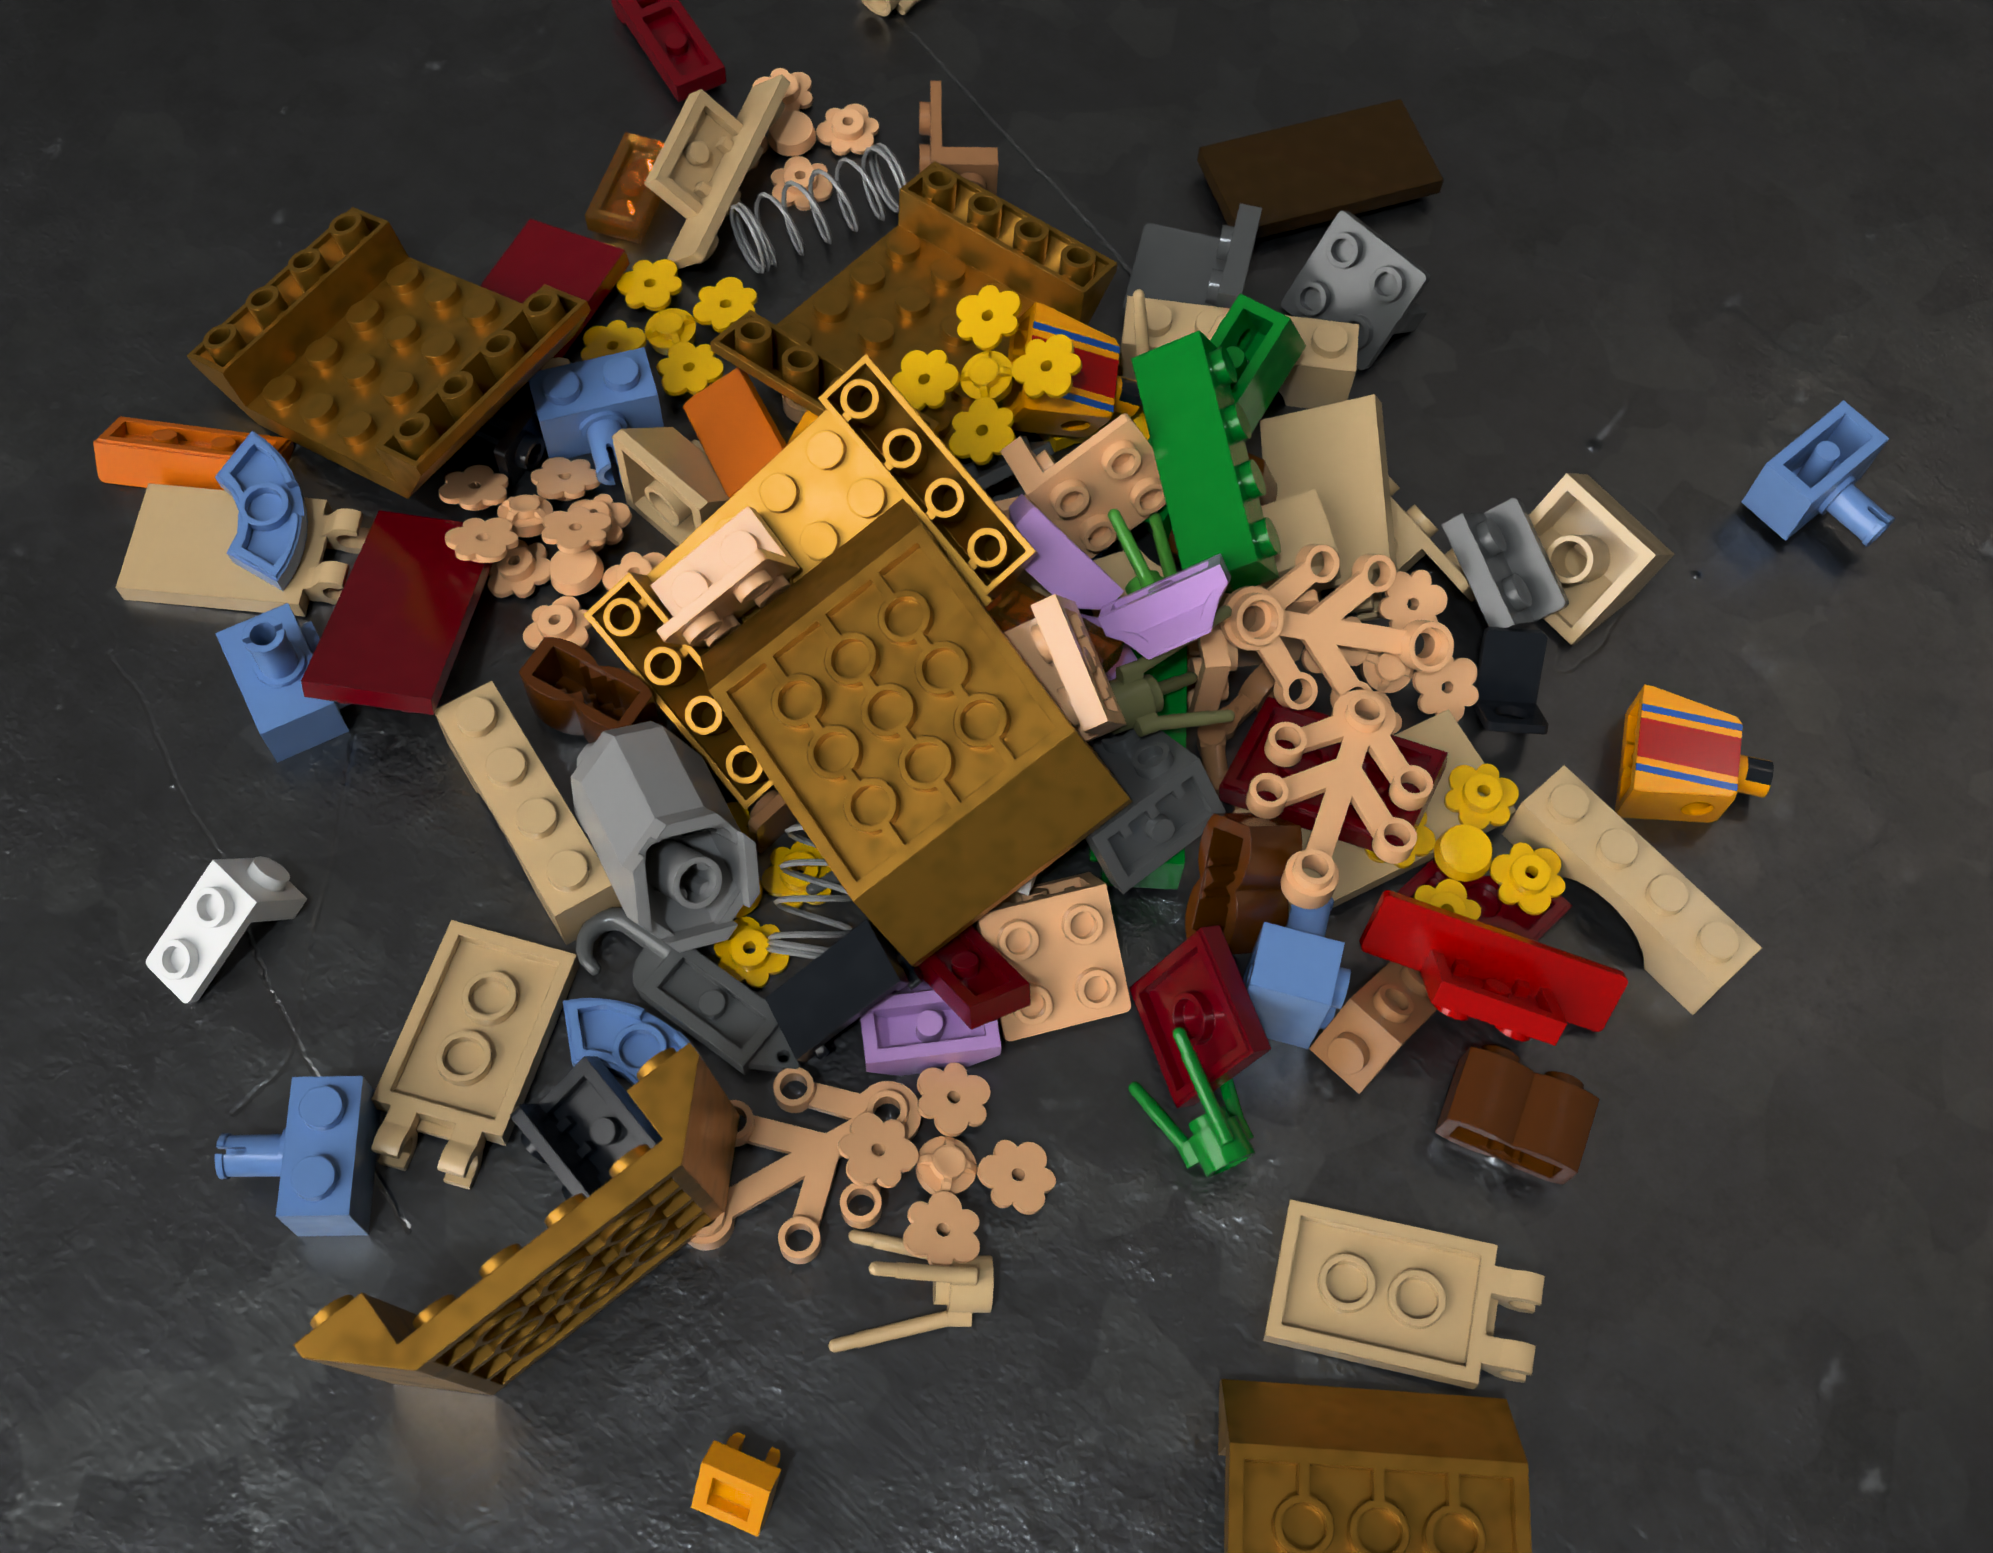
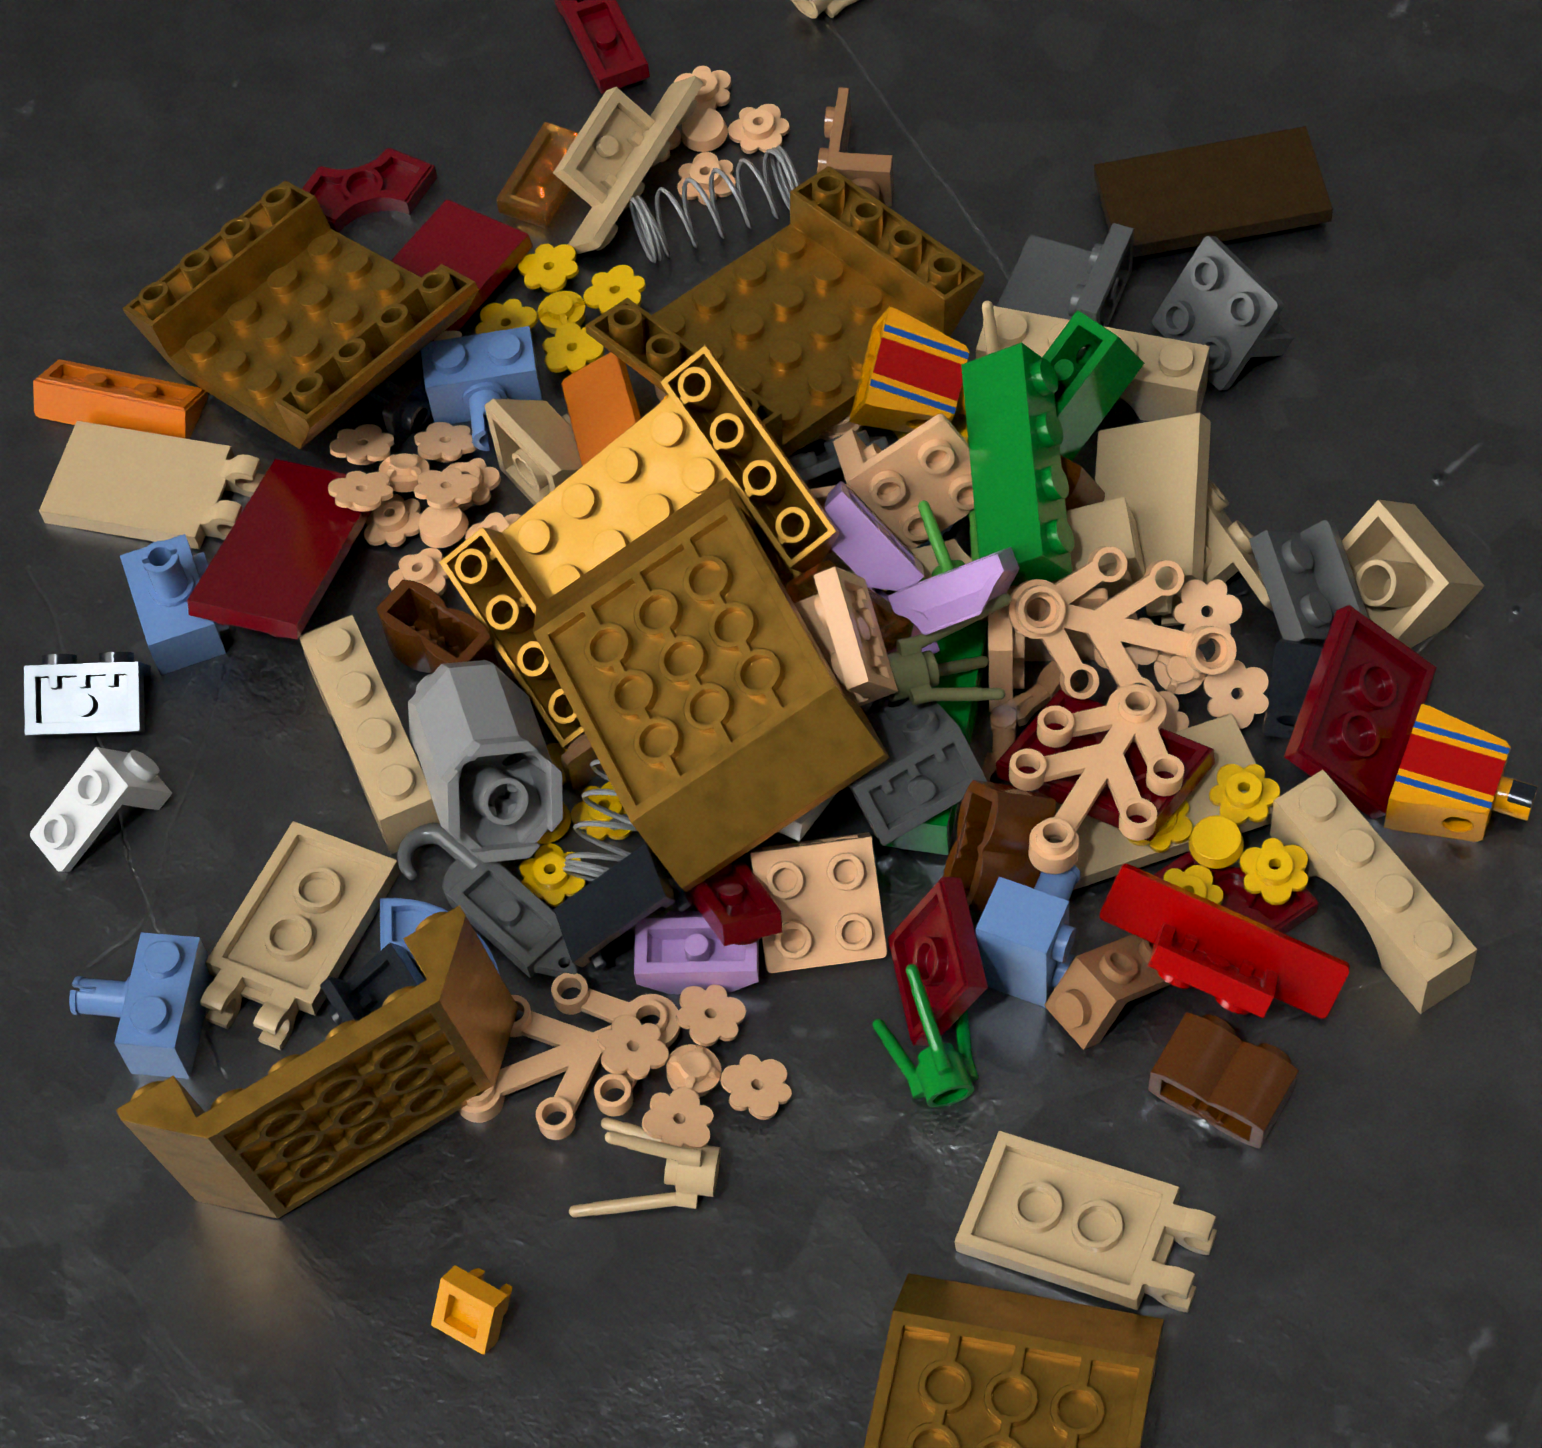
camera: 20 degrees right, 5 degrees down
(192, 798) = (85, 696): none -> bracket
(270, 511) = (179, 452): medium blue tile -> none
(459, 207) = (385, 184): none -> dark red tile
(723, 581) = (564, 541): light nougat bracket -> none
(987, 375) = (834, 372): yellow plant -> none
(1580, 695) = (1360, 710): none -> dark red tile

